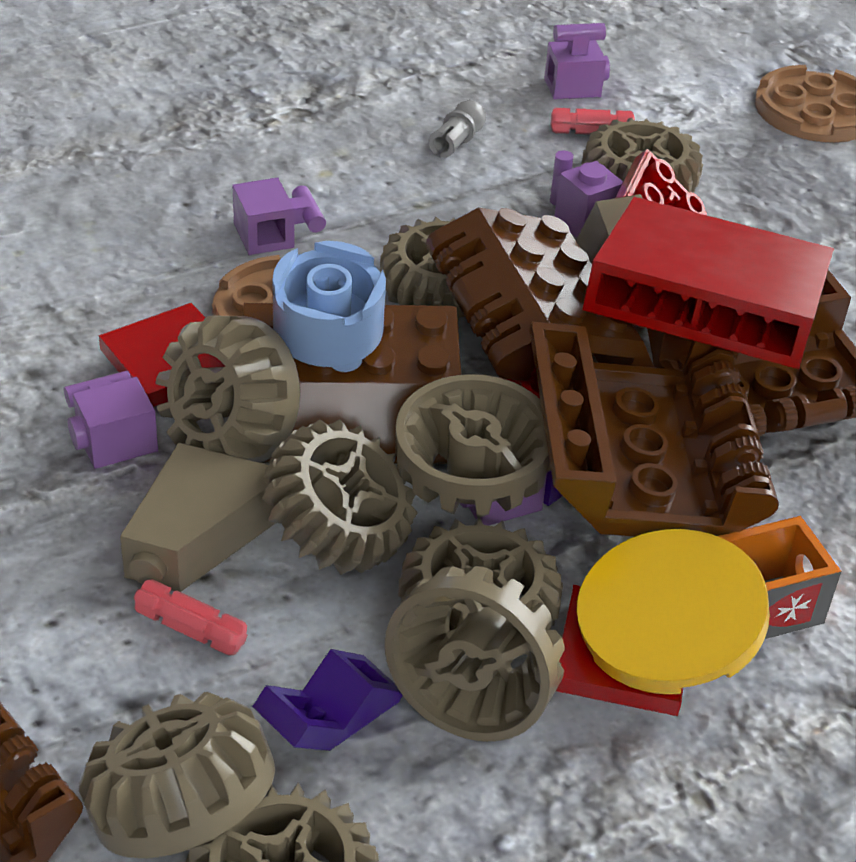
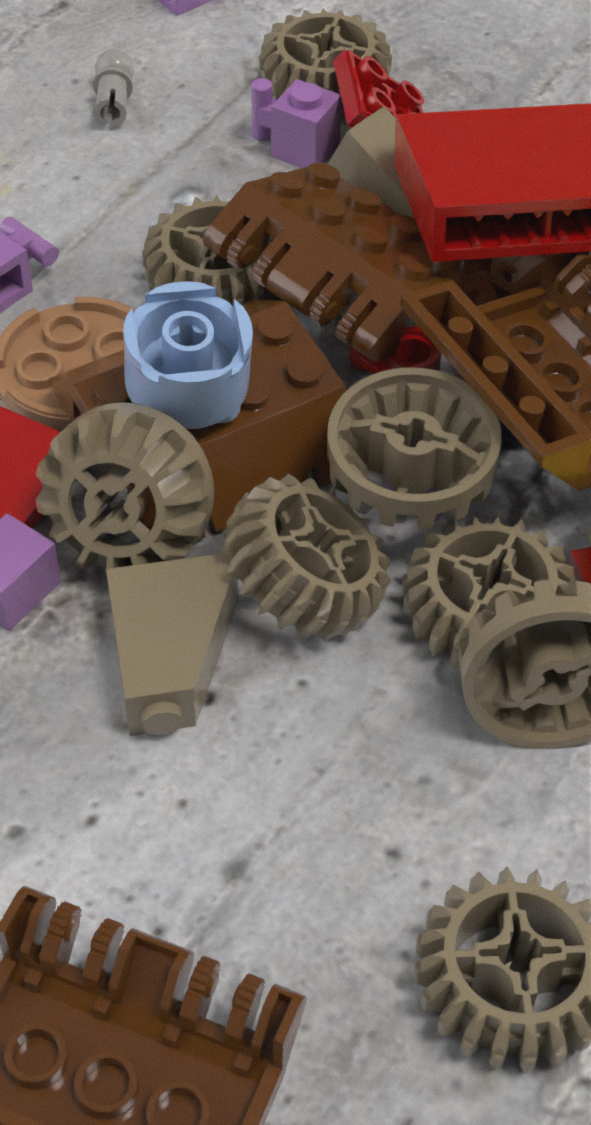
camera: 25 degrees left, 10 degrees up
(176, 776) = (383, 927): dark tan gear -> none
(190, 617) = (233, 748): coral axle -> none
(333, 705) = (430, 773): dark purple slope -> none
(584, 120) = (236, 30): coral axle -> none

